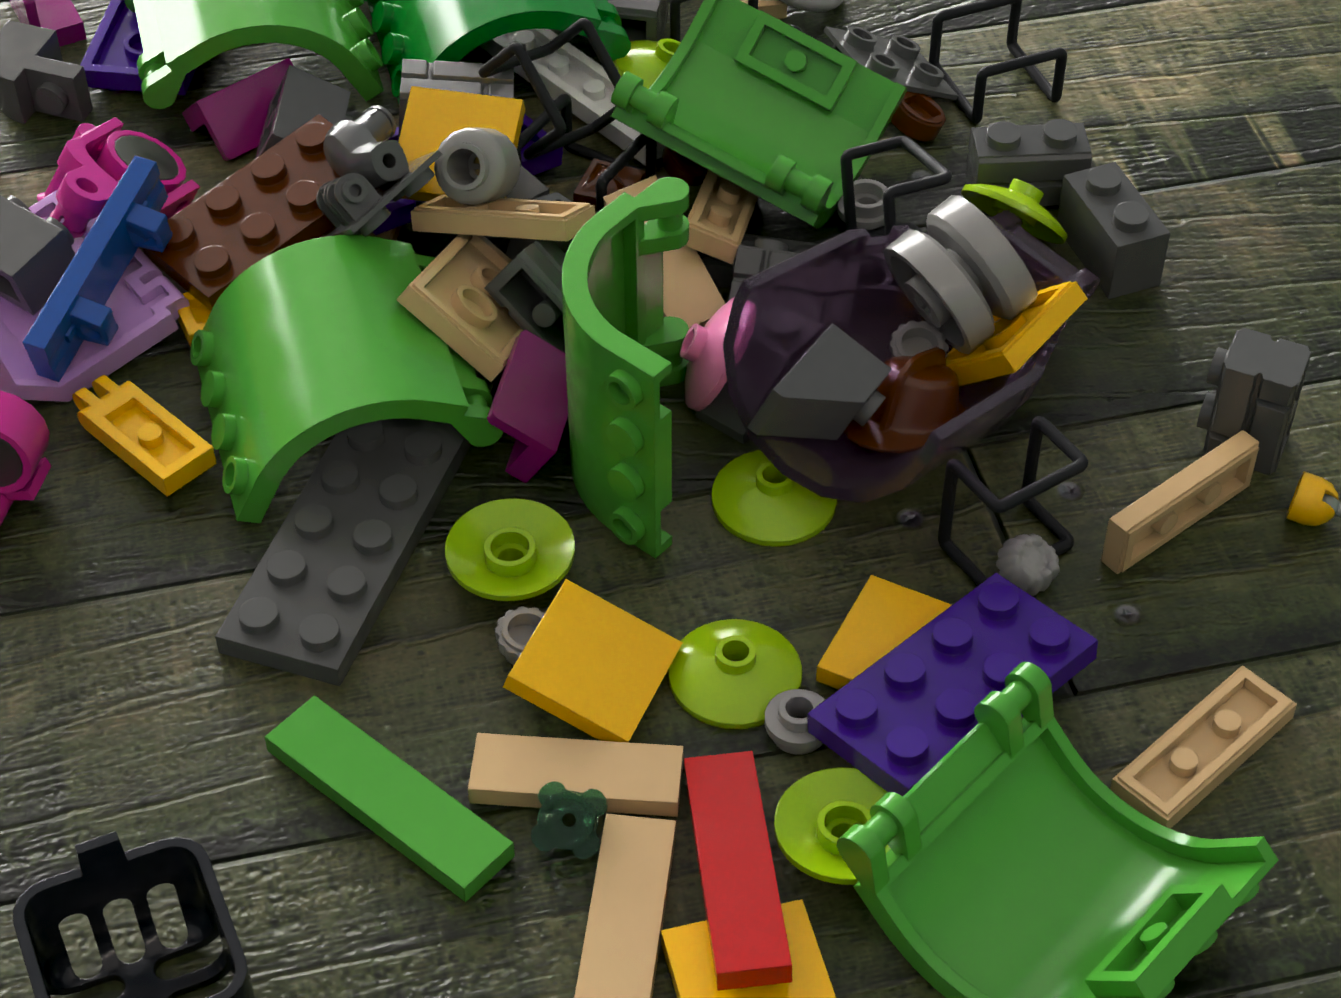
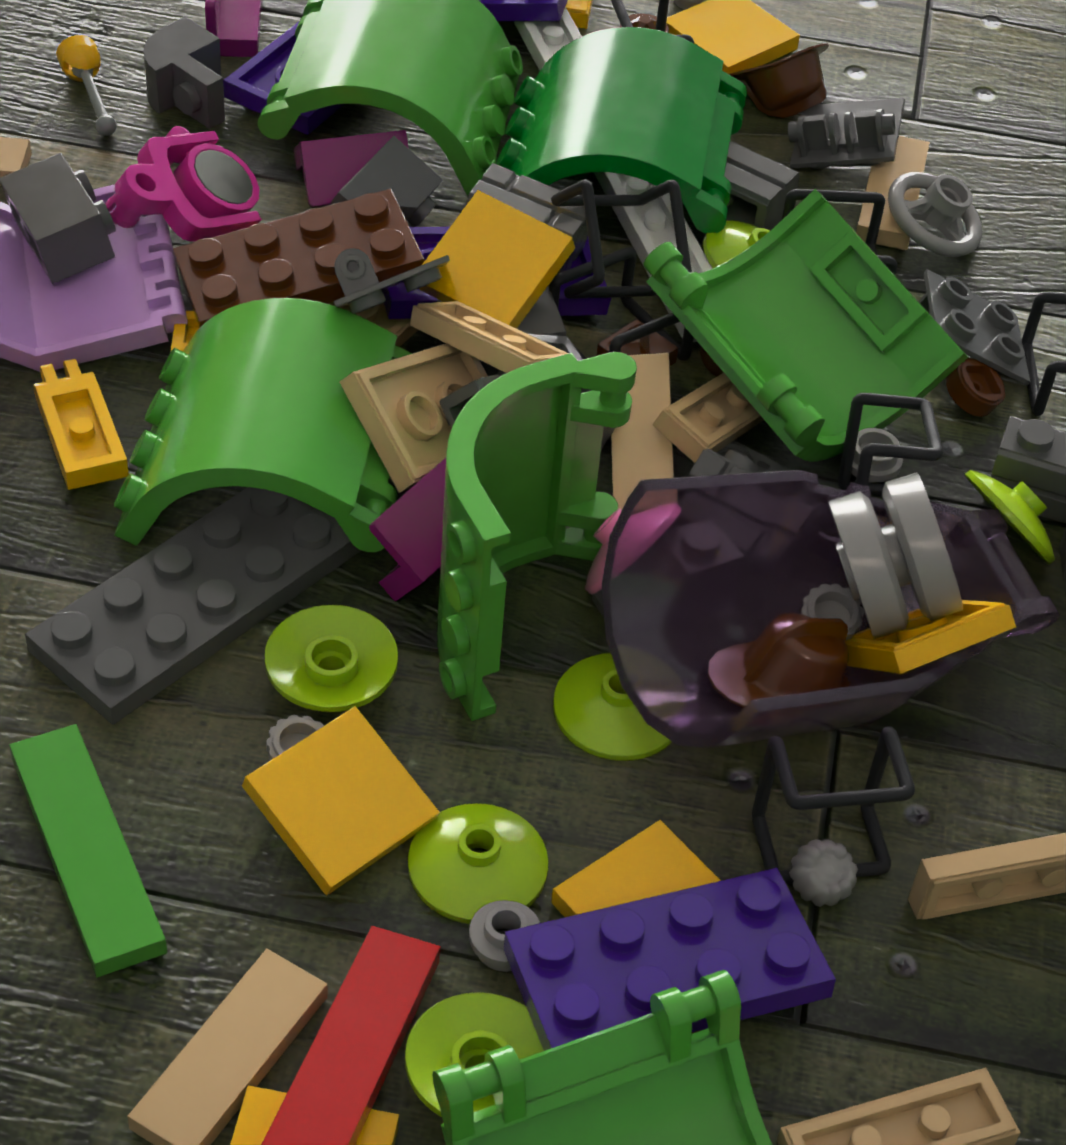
camera: 20 degrees right, 0 degrees up
(77, 303) = (113, 260): blue hinge -> none
(365, 149) = (395, 230): dark grey arm -> none
(477, 165) = (490, 283): light grey head -> none
(551, 830) = (209, 935): clear green plate -> none
(630, 775) = (267, 899): tan tile -> none
(824, 391) = (695, 619): dark grey slope -> none

